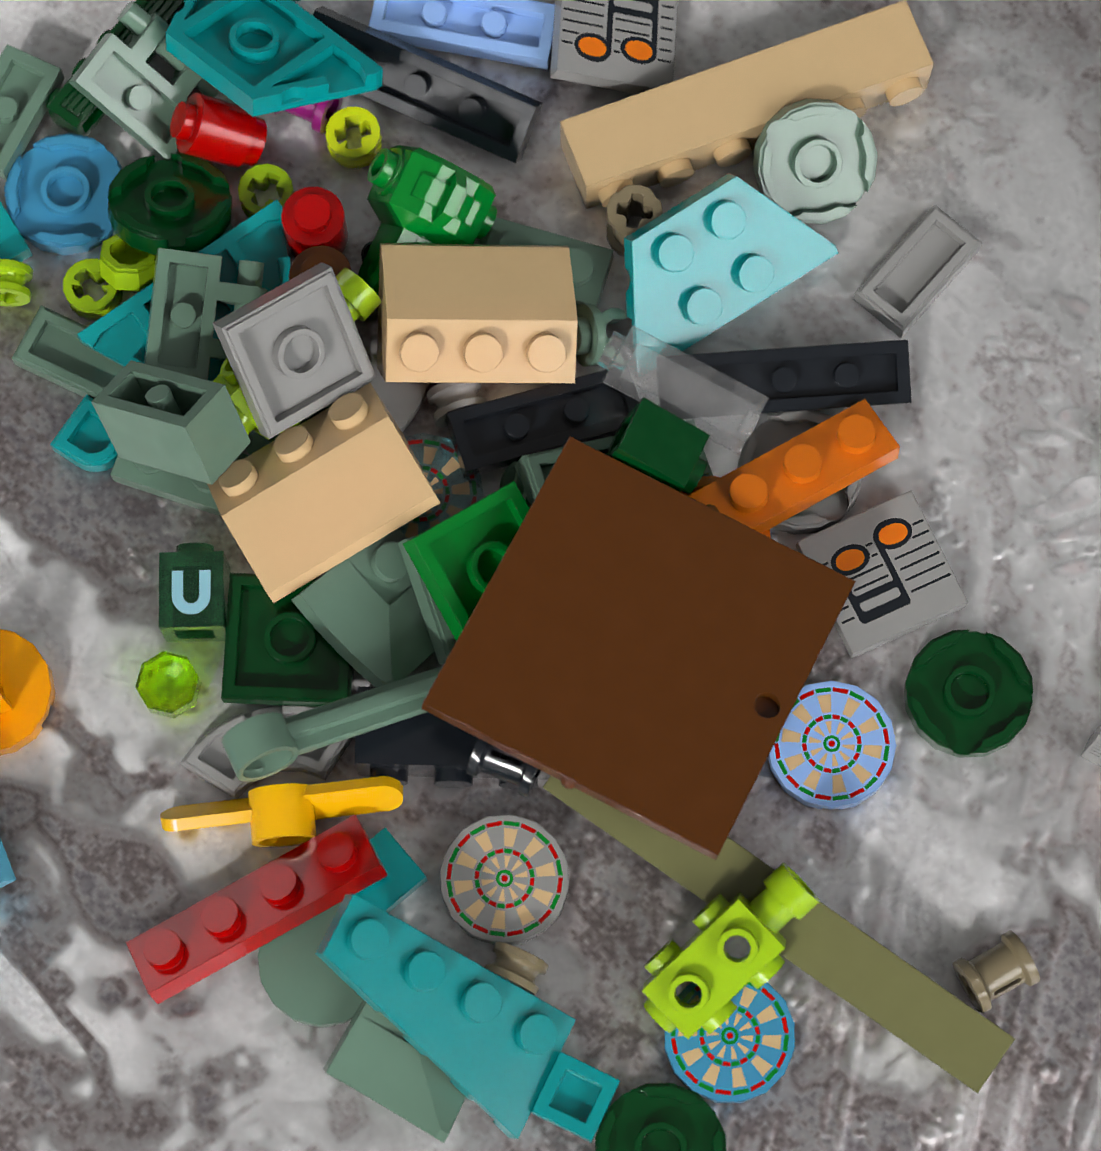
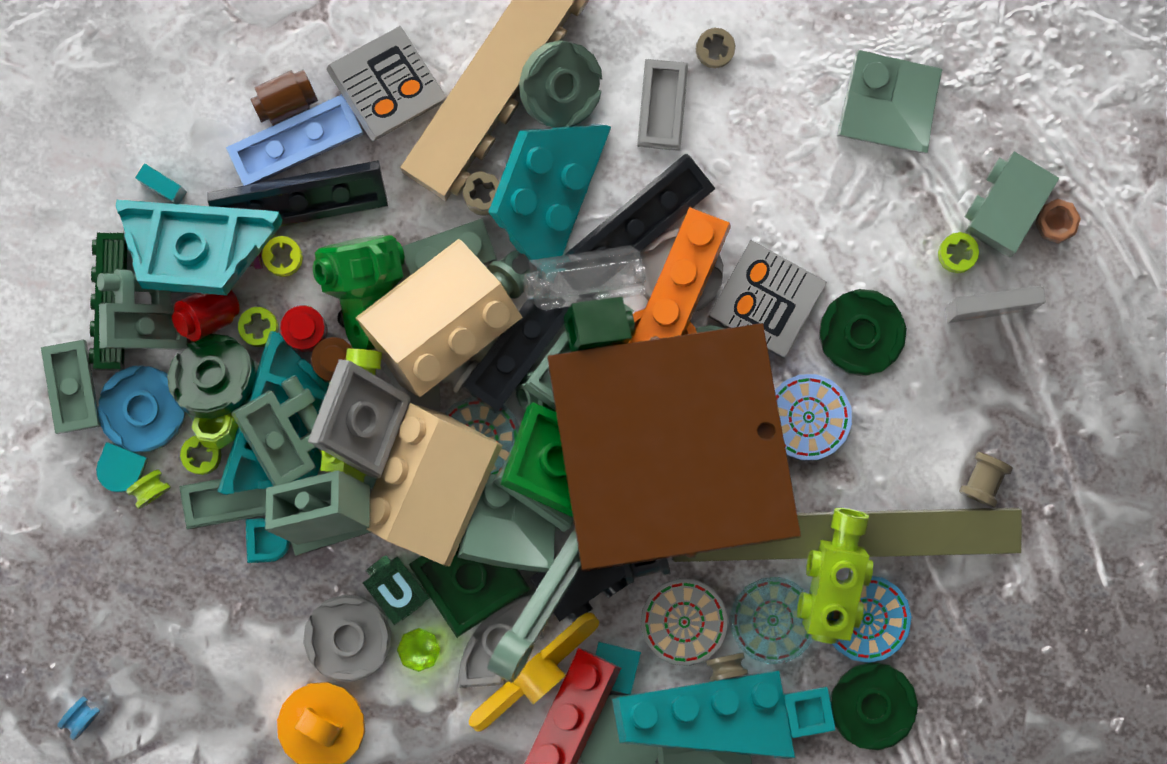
camera: 35 degrees left, 10 degrees up
(97, 614) = (347, 638): none -> light grey tile
(602, 954) = (767, 621): none -> clear light blue tile
(1044, 255) = (727, 42): none -> dark tan bush

